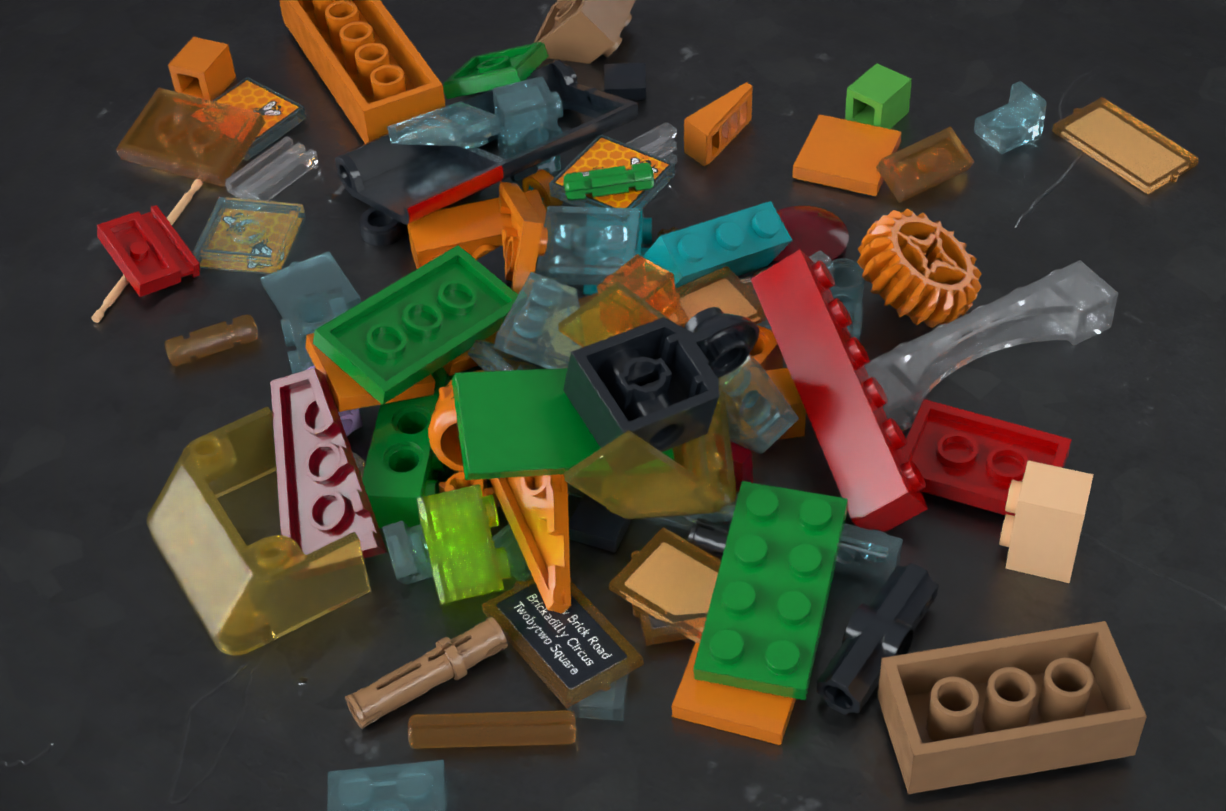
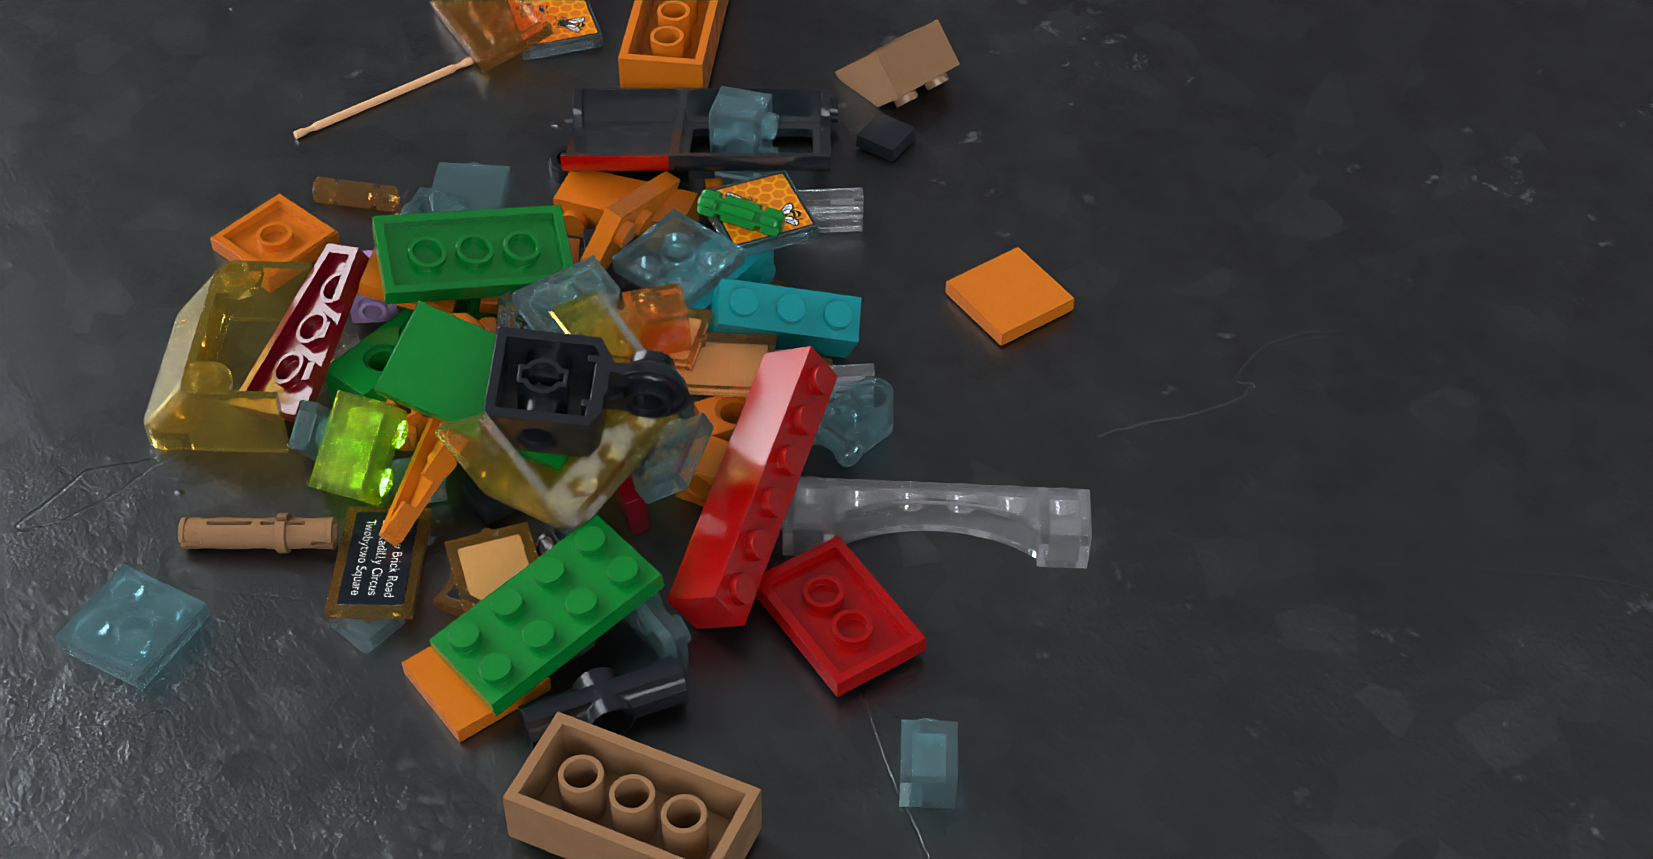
camera: 30 degrees right, 0 degrees up
(148, 250) = (372, 97): red plate -> none
(169, 414) = (275, 233): none -> orange tile
(249, 235) = (464, 123): clear light blue tile -> none
(272, 171) = (529, 78): clear tile -> none
(448, 126) = (674, 105): clear light blue wing -> none
(492, 729) = (264, 603): clear orange axle -> none
(495, 70) = (773, 74): green tile -> none
(717, 124) = (898, 212): orange slope -> none
(813, 231) = (898, 347): dark red dish -> none
(878, 97) = (1082, 258): bright green brick -> none
(919, 268) = (938, 393): orange gear -> none
(925, 164) = (1061, 337): clear orange plate -> none
(1014, 122) = (1189, 341): clear light blue bracket -> none
(1046, 520) = (817, 688): light nougat brick -> none
(1125, 145) = (1279, 415): clear orange piece -> none
(1171, 533) = (928, 763): none -> clear light blue brick

